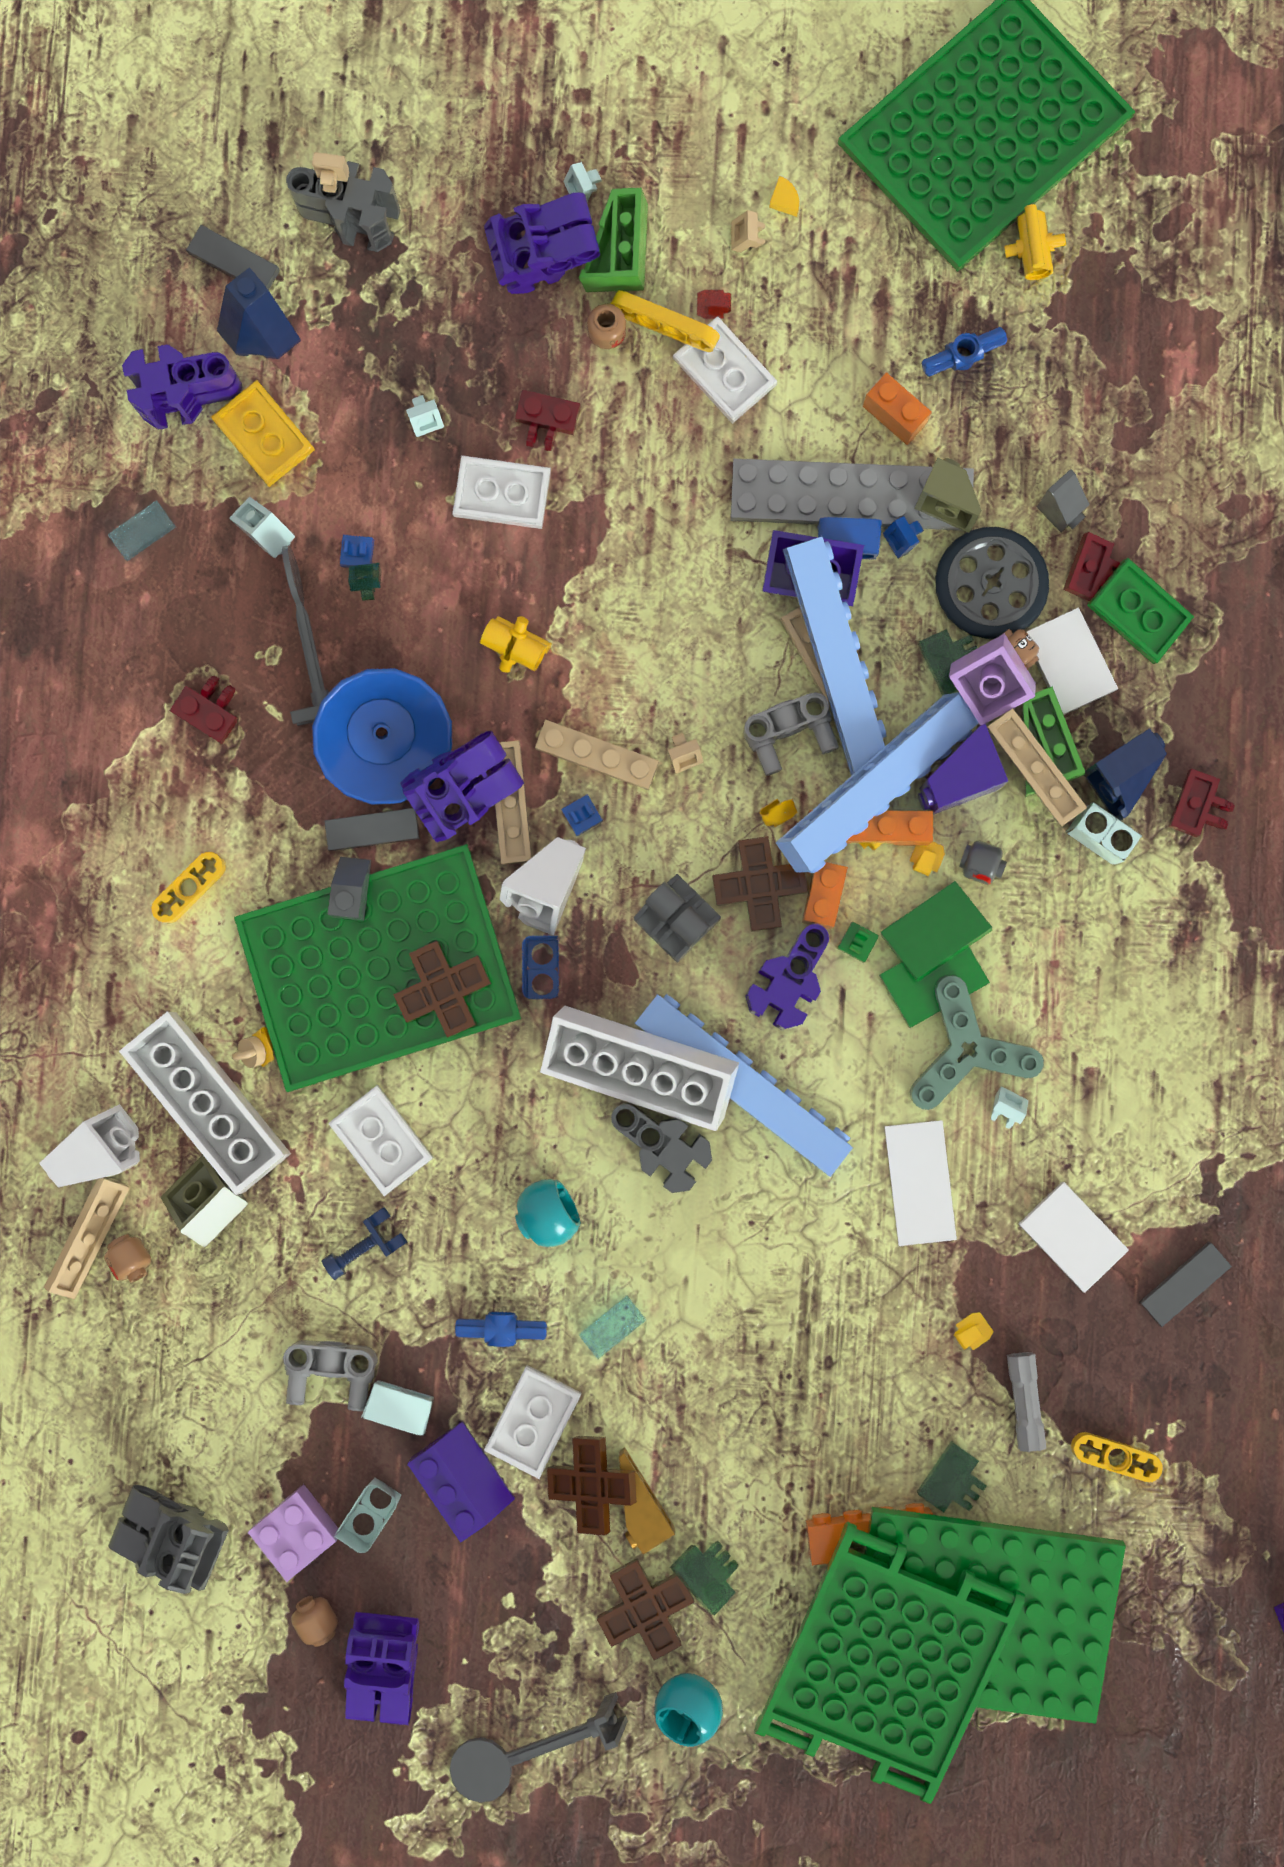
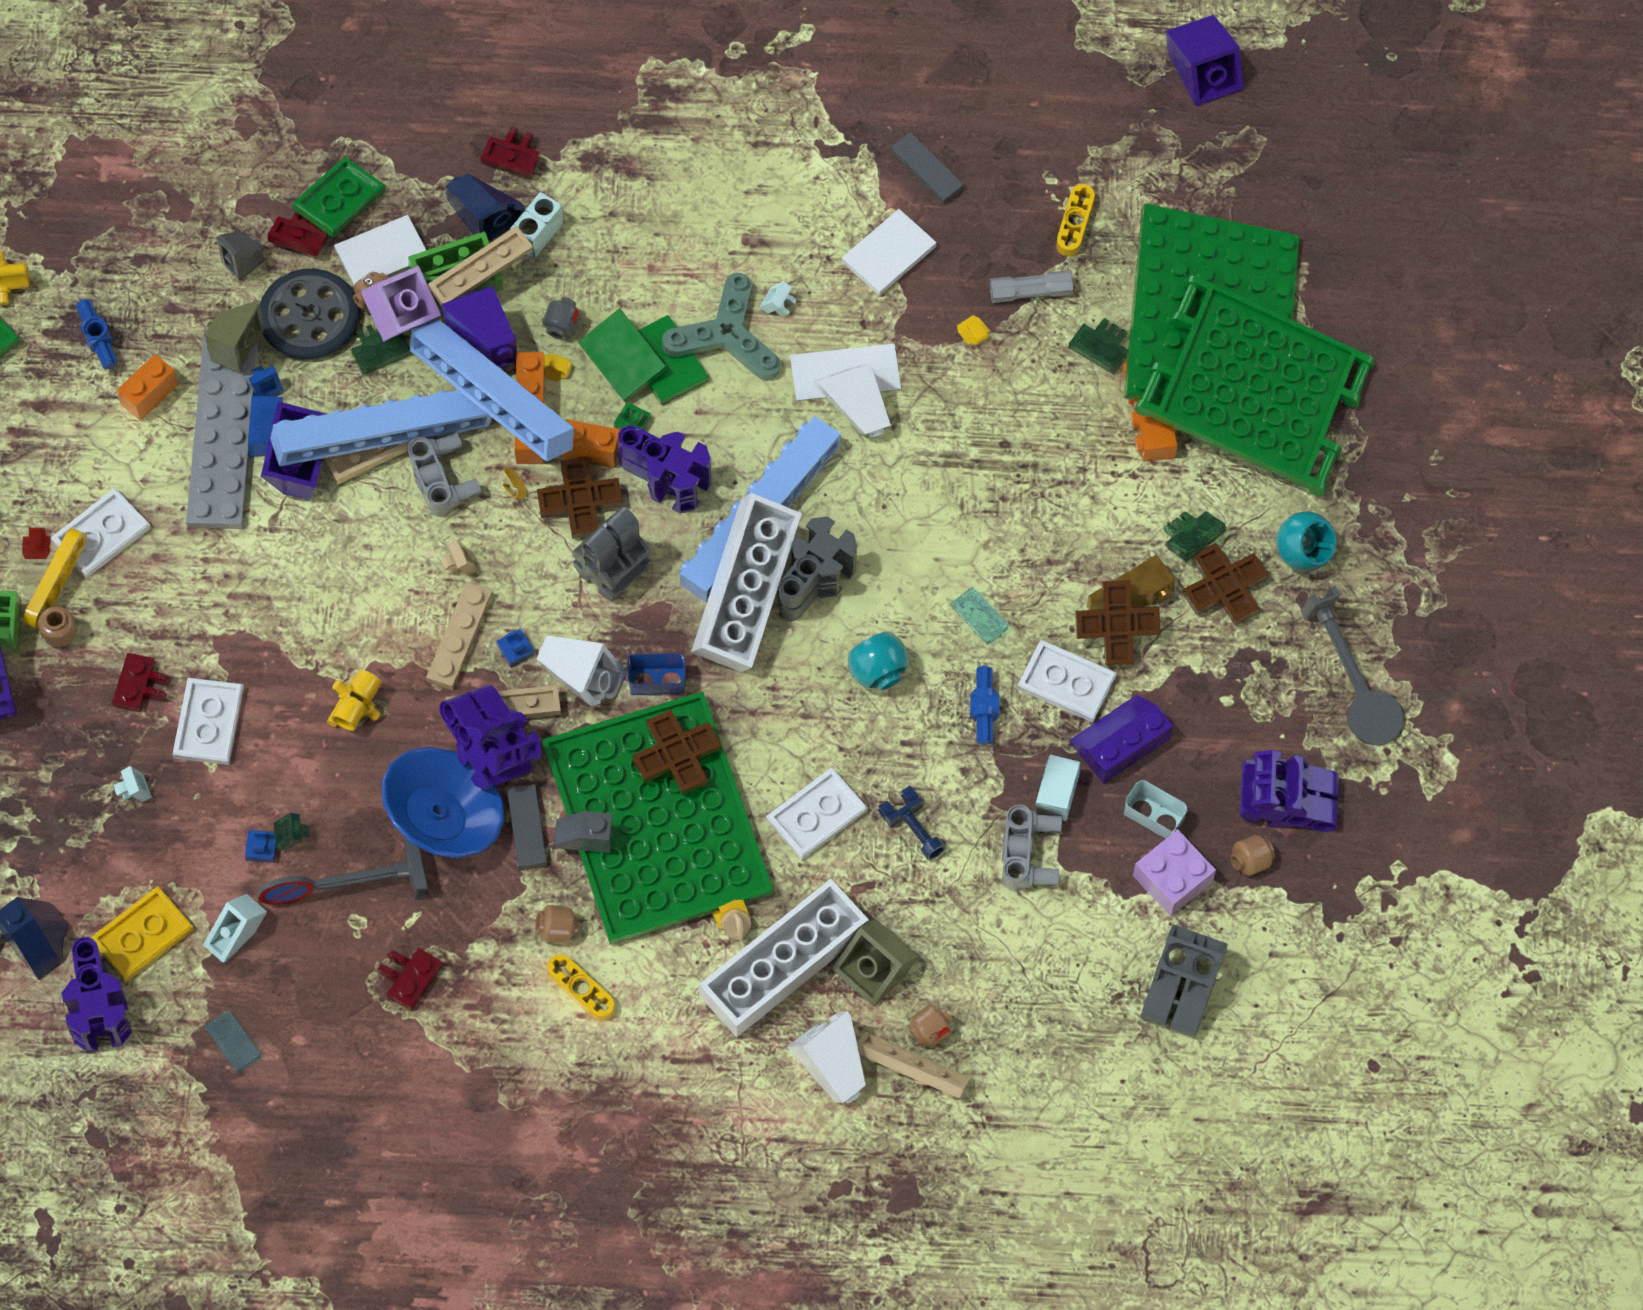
camera: 100 degrees left, 20 degrees down
(255, 861) = (556, 924): none -> medium nougat head
(879, 1194) = (857, 398): none -> white slope

